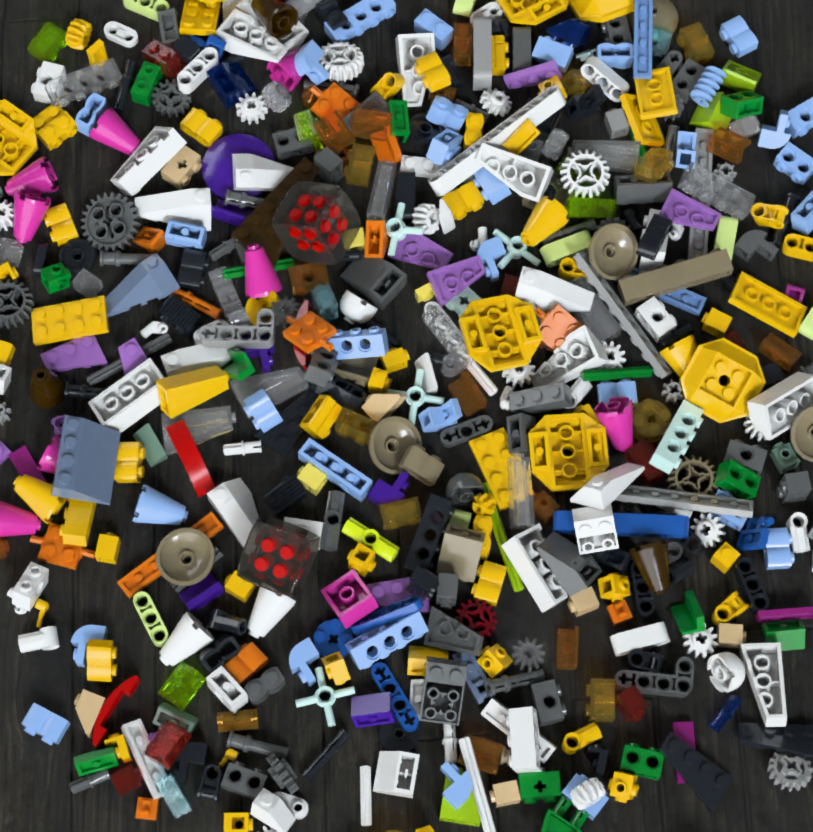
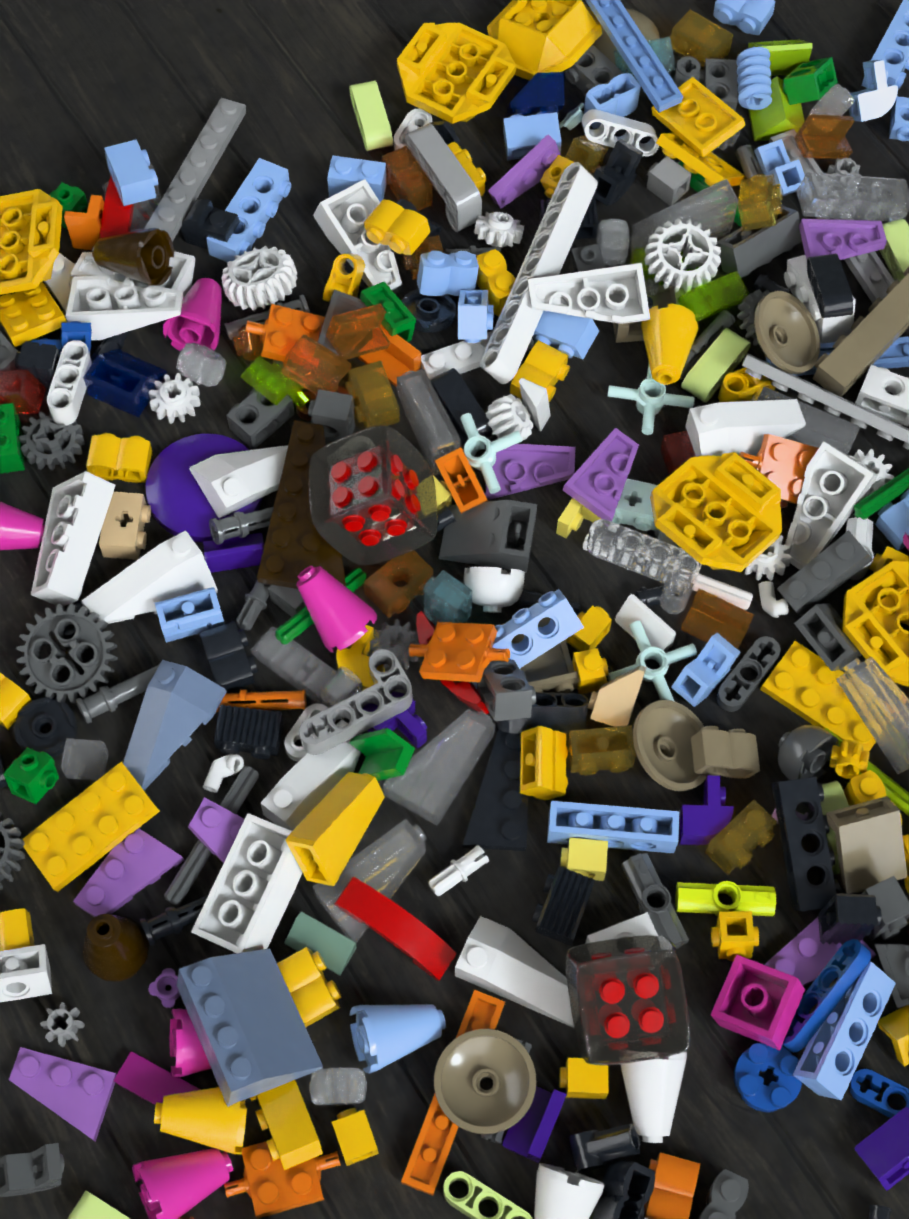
camera: 30 degrees left, 5 degrees down
(113, 519) = (338, 1086): none -> clear gear
(150, 239) = (139, 647): orange slope -> none
(263, 411) = (459, 799): light blue brick -> none
(299, 659) = (742, 1136): light blue brick -> none
(307, 62) = (220, 296): light blue brick -> none
(323, 688) = (805, 1180): light aqua bar -> none
(336, 668) = (806, 1117): yellow brick -> none
(482, 236) = (597, 414): white arm -> none
(490, 253) = (625, 416): light blue brick -> none
(521, 48) = (486, 149): dark grey beam -> none
(521, 137) = (570, 249): yellow tile -> none

